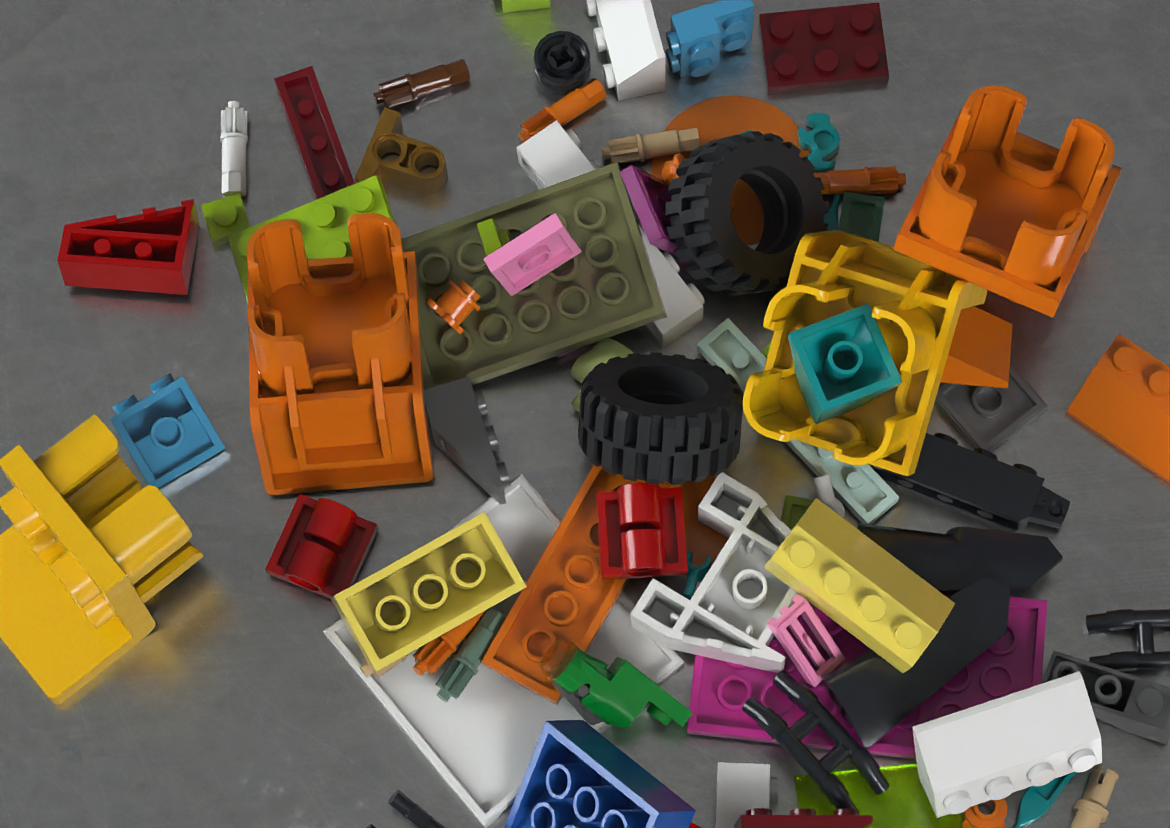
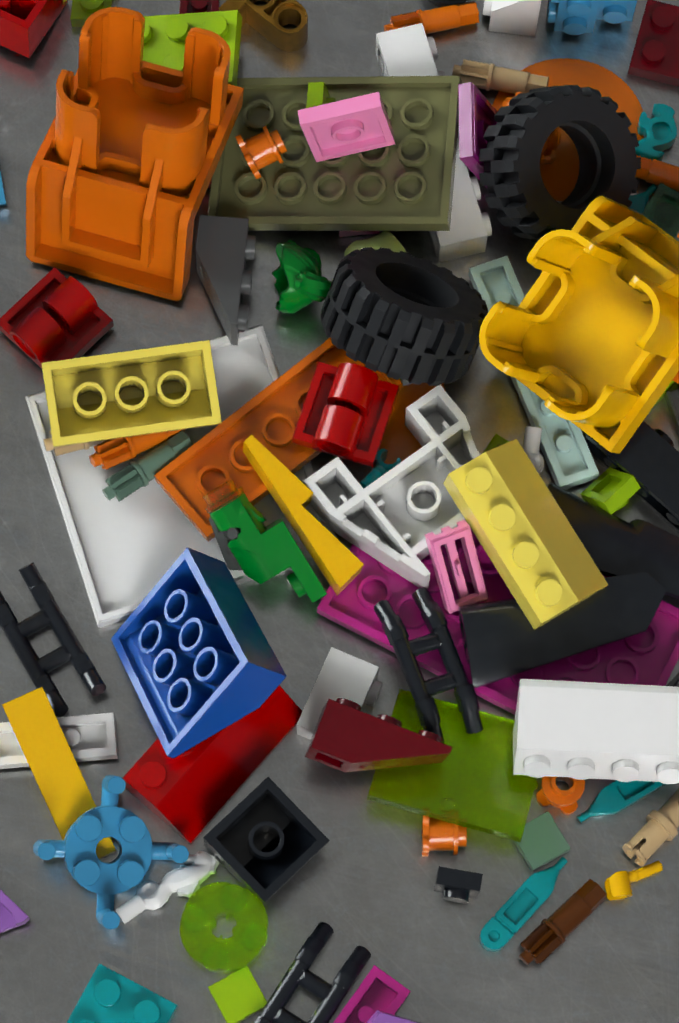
camera: 15 degrees right, 0 degrees up
(540, 415) = (298, 277): none -> green hair
(622, 632) = (292, 497): none -> yellow slope
(842, 363) = (588, 324): teal slope -> none
(916, 508) = (611, 490): none -> lime plate

